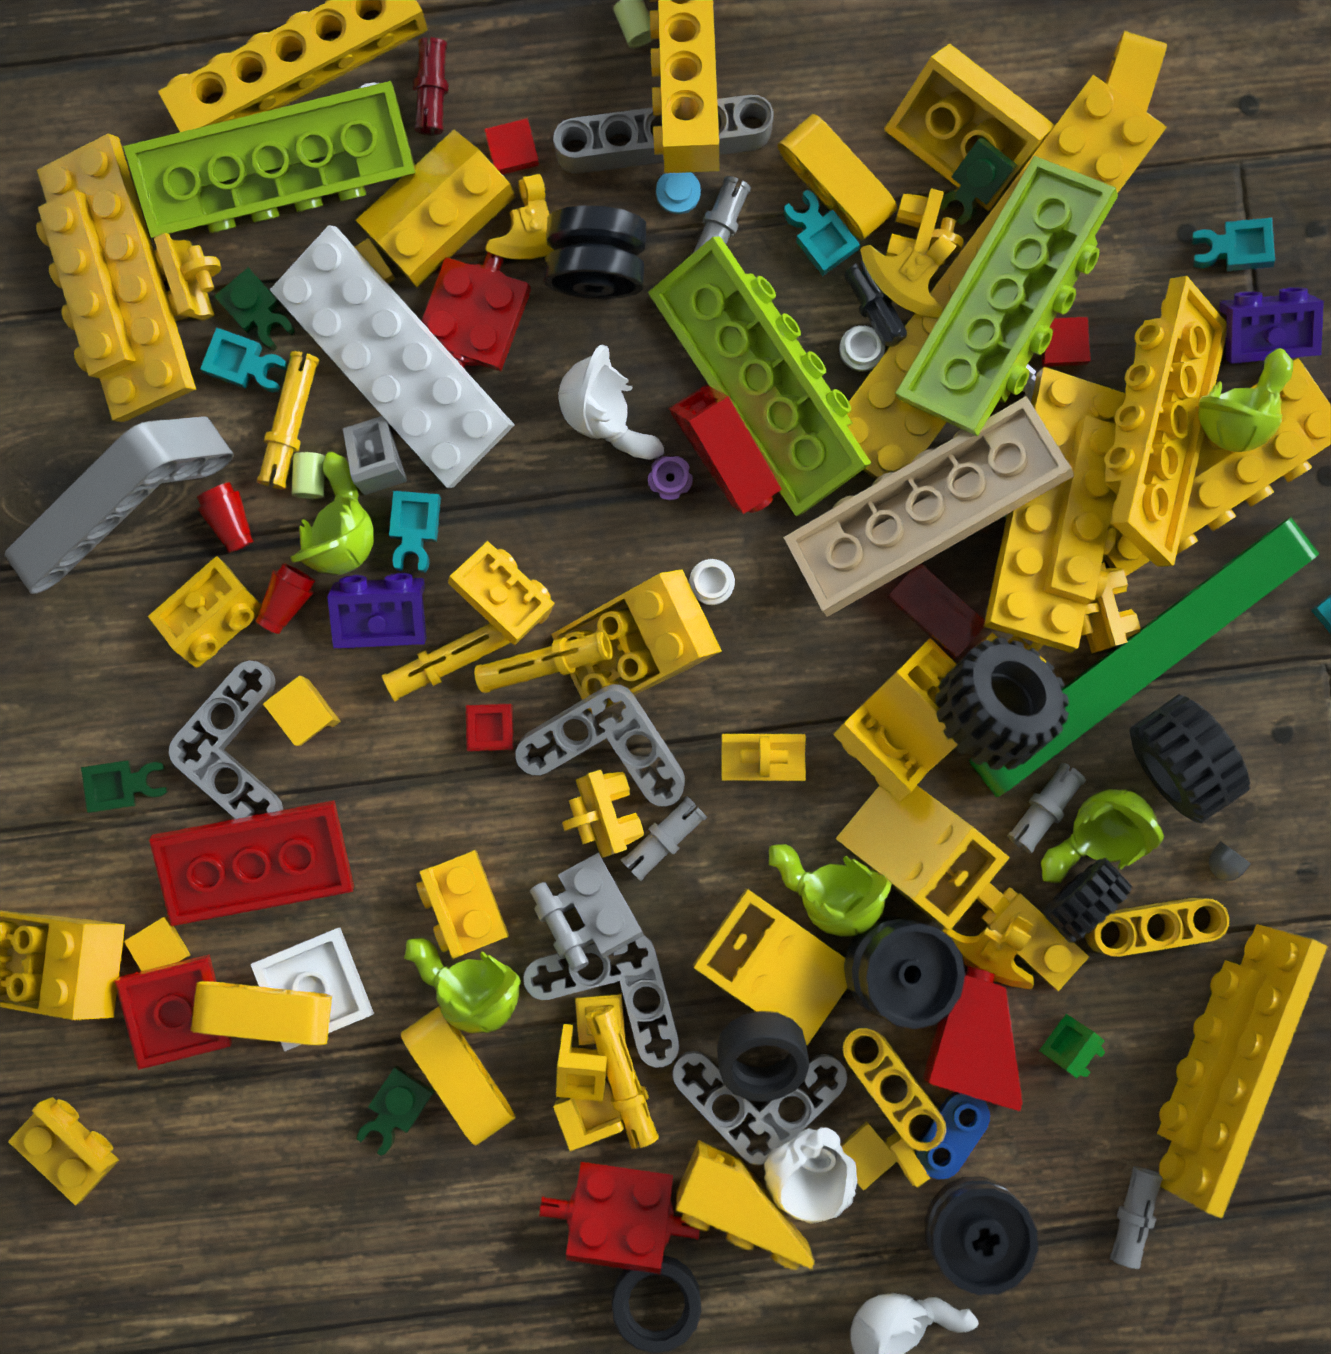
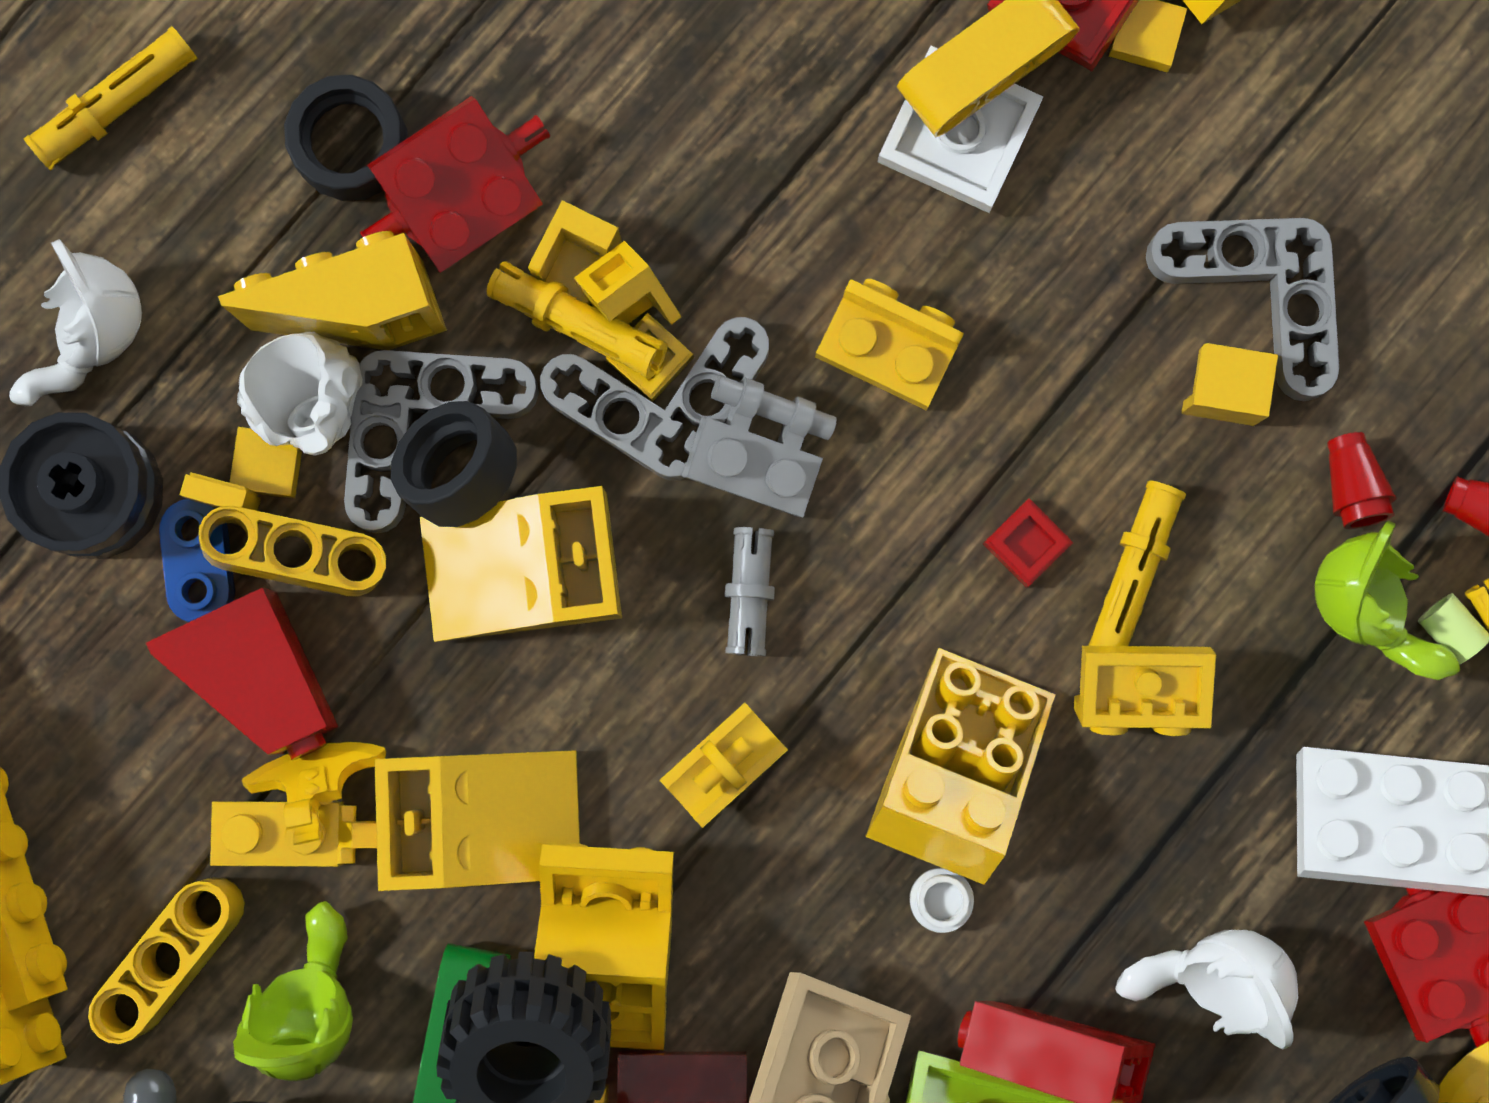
camera: 135 degrees right, 0 degrees up
(114, 785) = (1342, 146): dark green plate -> none
(205, 613) = (1420, 394): yellow bracket -> none
(252, 863) = (1135, 194): red tile -> none
(373, 456) = (1409, 709): light grey slope -> none
(377, 611) = (1252, 554): dark purple bracket -> none
(398, 1105) = (772, 97): dark green plate -> none
(414, 521) = (1302, 680): teal plate -> none
(458, 1076) = (740, 176): yellow beam -> none
(471, 993) = (800, 264): lime piece -> none
(560, 657) = (1024, 676): yellow pin -> none
(596, 815) = (810, 547): yellow hips -> none
(617, 731) = (896, 654): light grey beam -> none
(665, 466) = (1102, 976): medium lavender plate -> none
(836, 896) = (523, 691): lime piece -> none
(905, 972) = (384, 677): black wheel -> none
(1046, 808) = (386, 980): light grey pin -> none
(1072, 1046) = (149, 757): green tile -> none
(1087, 900) = (260, 921): black tyre -> none

